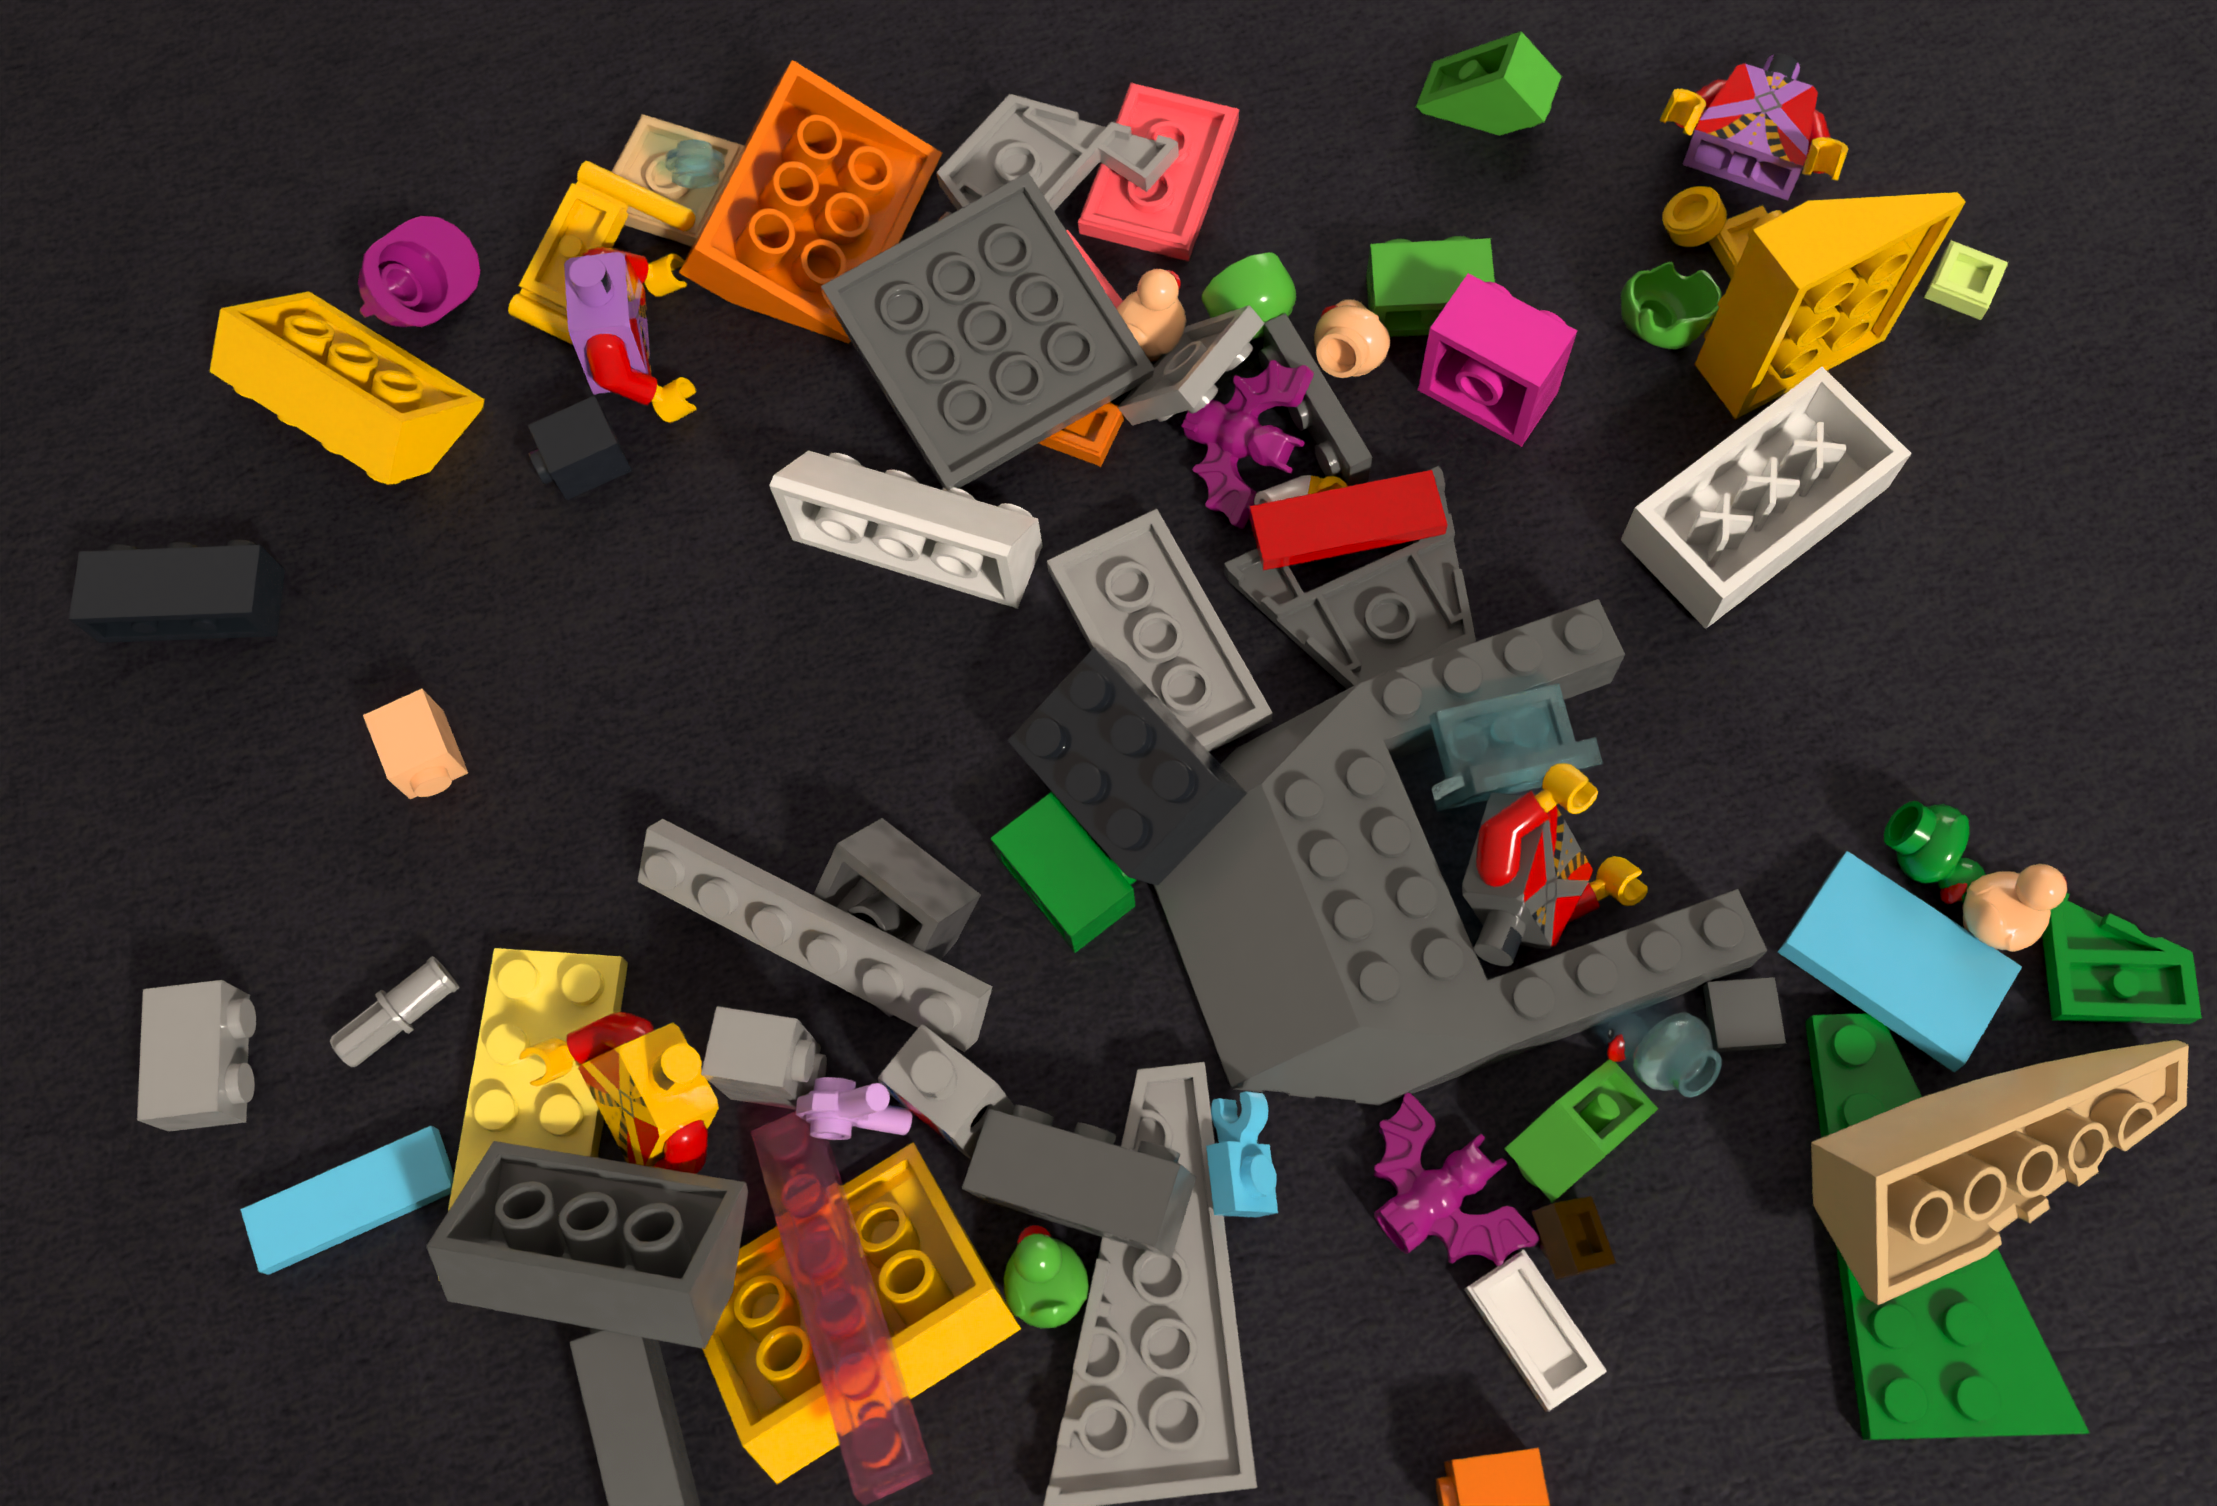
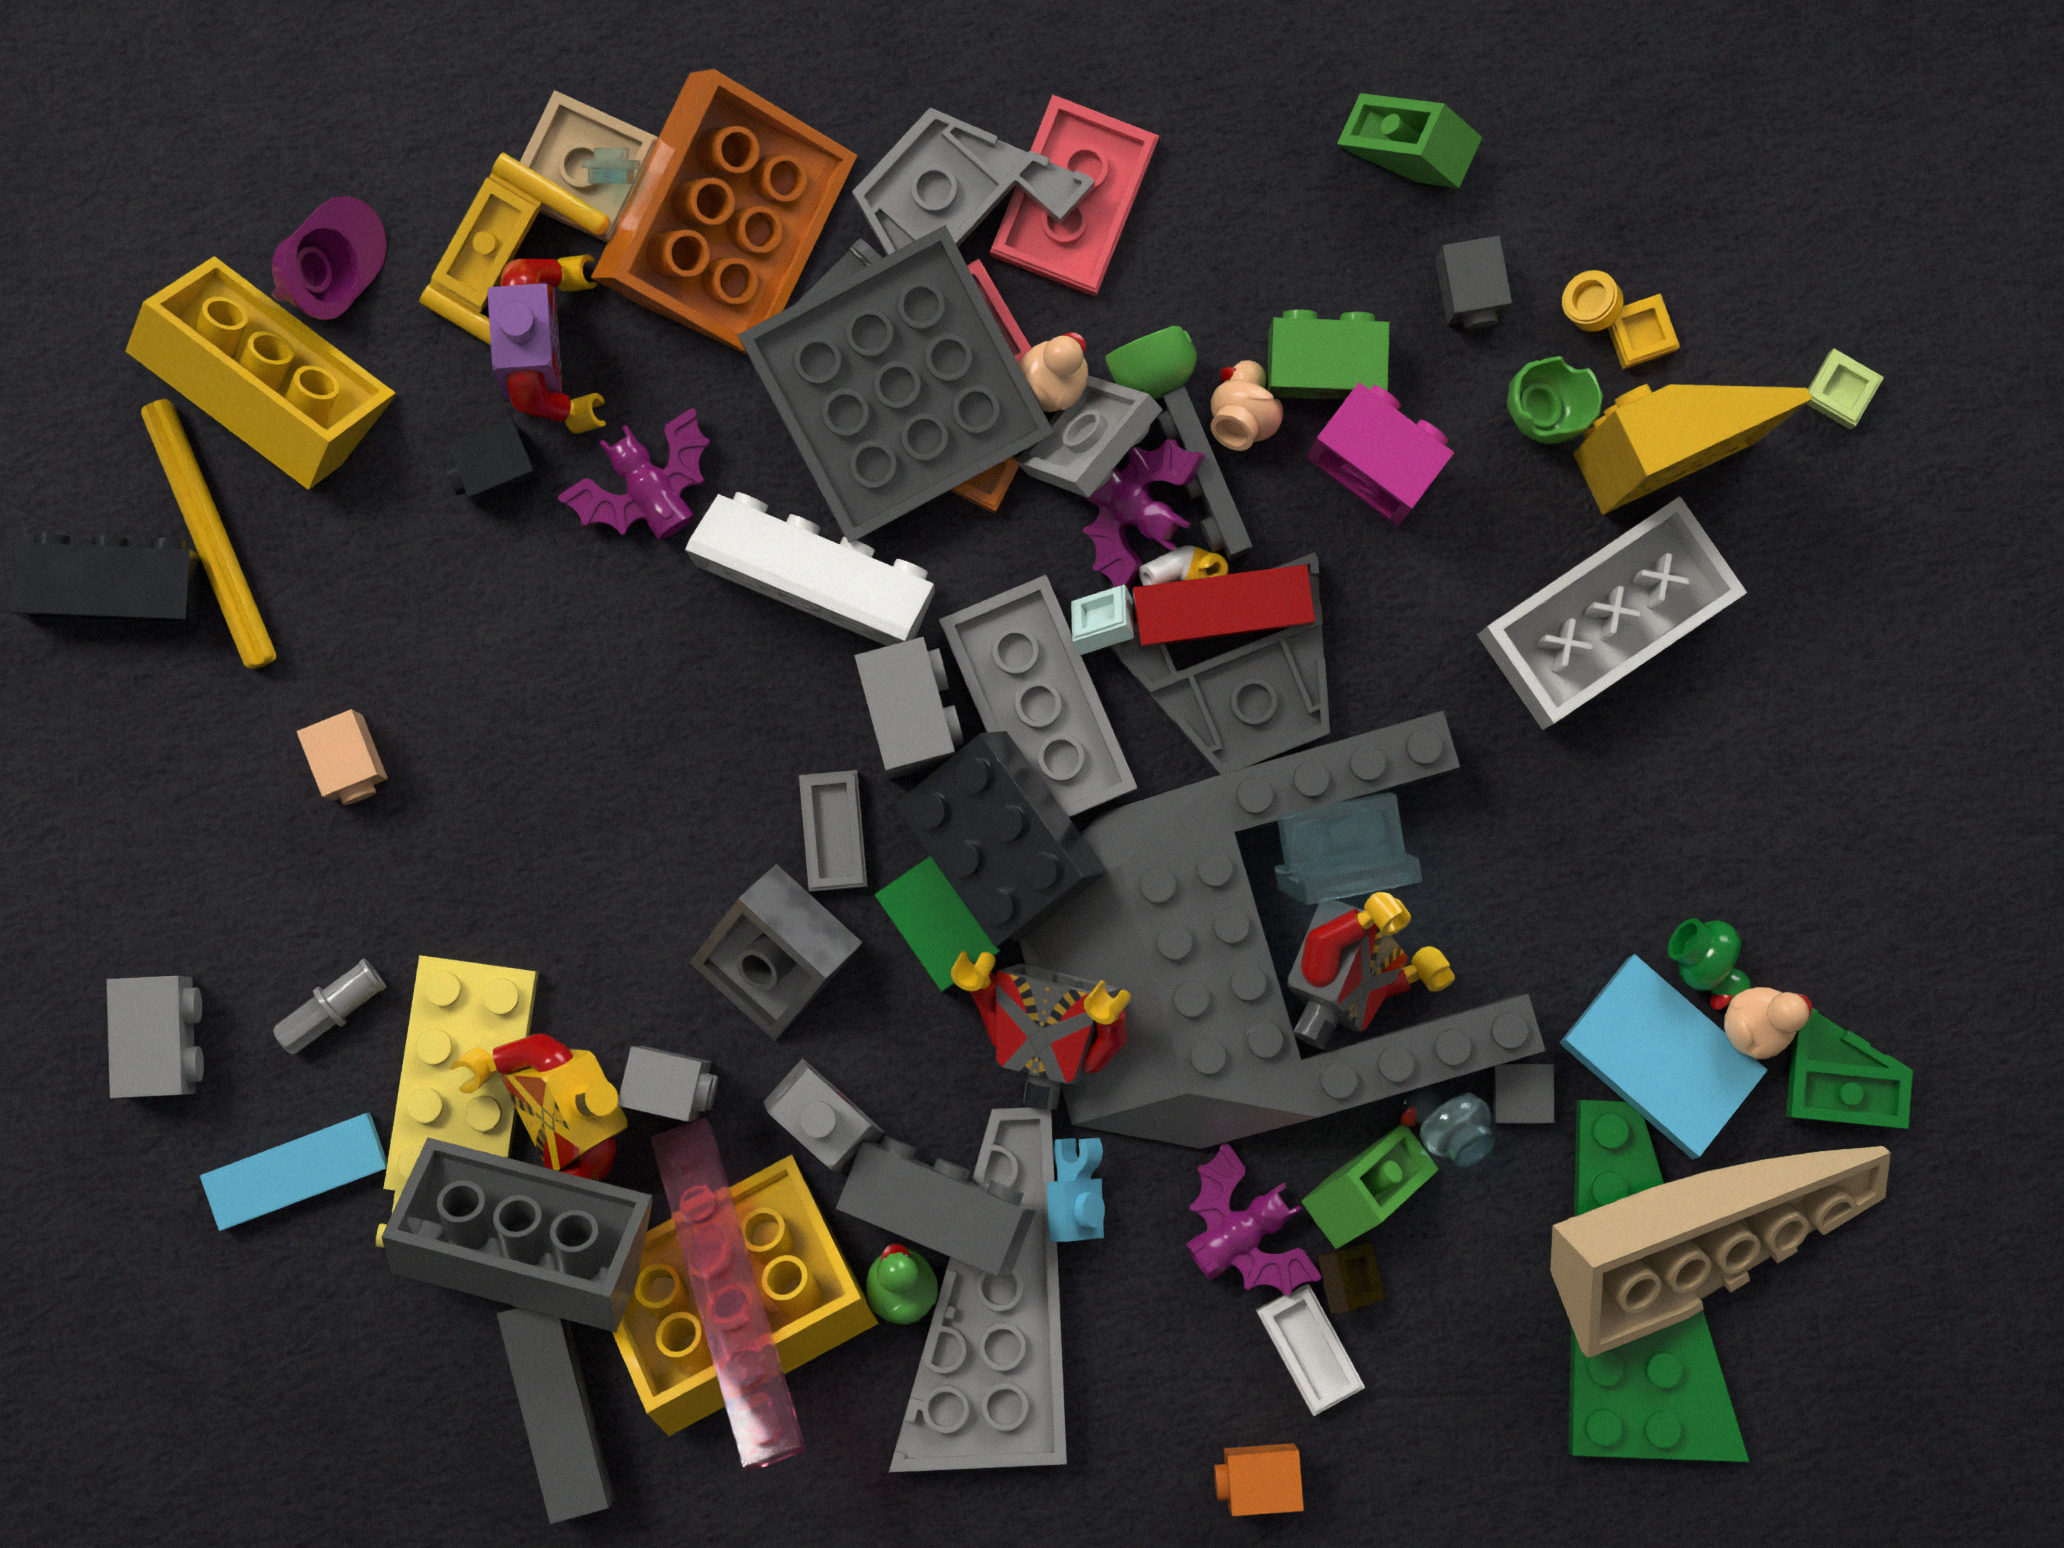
camera: 10 degrees left, 15 degrees up
(289, 545) = (208, 534): none -> yellow axle
(741, 464) = (651, 491): none -> magenta animal
(814, 934) = (708, 967): light grey plate -> none
(838, 1107) = (727, 1131): lavender piece -> none
(945, 788) = (833, 831): none -> light grey tile
(1015, 635) = (906, 706): none -> light grey brick
(1193, 962) = (1046, 1023): none -> torso
(1219, 547) = (1102, 619): none -> light aqua tile
(1570, 206) = (1473, 282): none -> dark grey brick
(1757, 128) = (1668, 210): torso -> none

